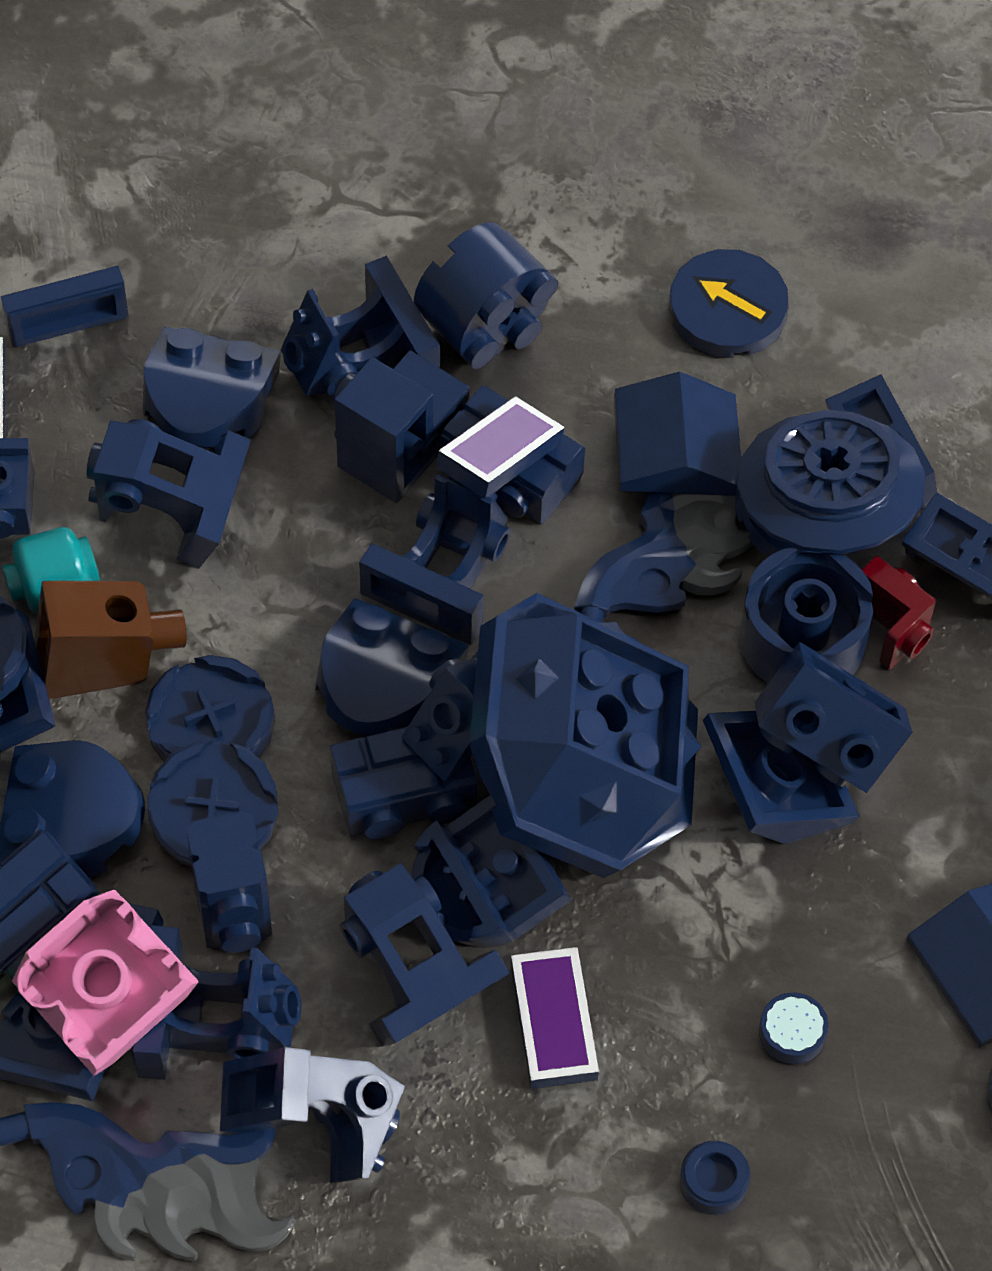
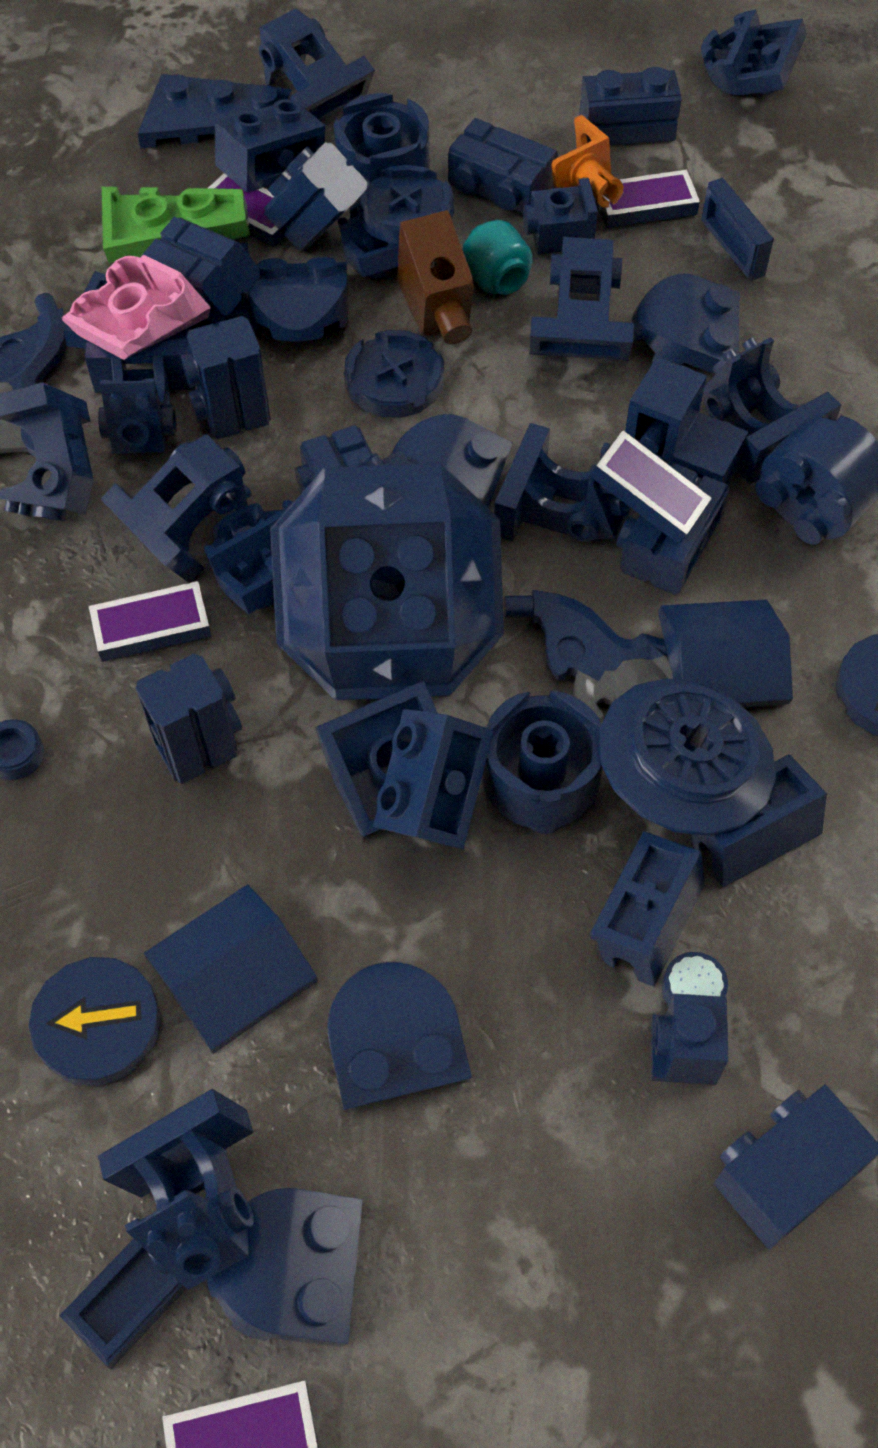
camera: 85 degrees right, 0 degrees up
(206, 783) = (312, 378): dark blue tile -> none
(731, 953) = (190, 716): none -> dark blue brick
(793, 1028) = (149, 796): tile -> none
(901, 609) = (572, 858): dark red bracket -> none

